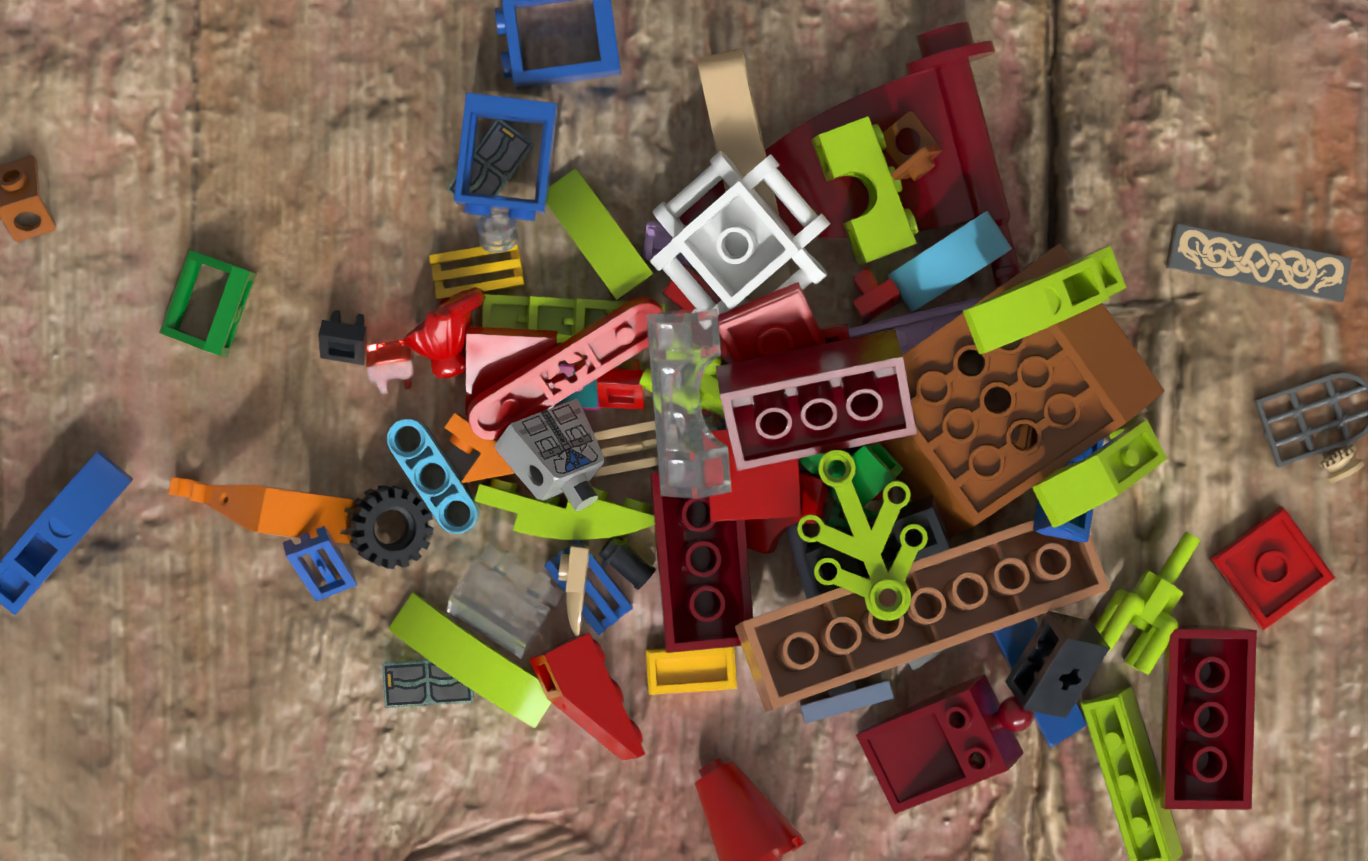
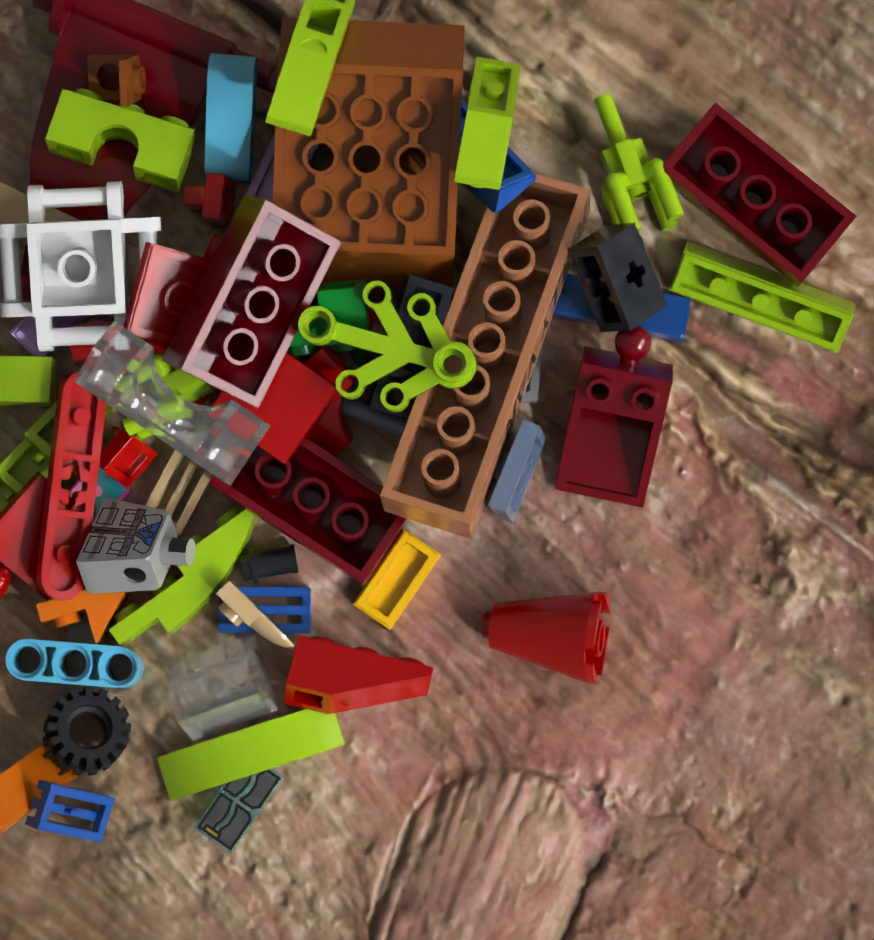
camera: 55 degrees left, 5 degrees down
(1272, 568) = (678, 57): red tile -> none

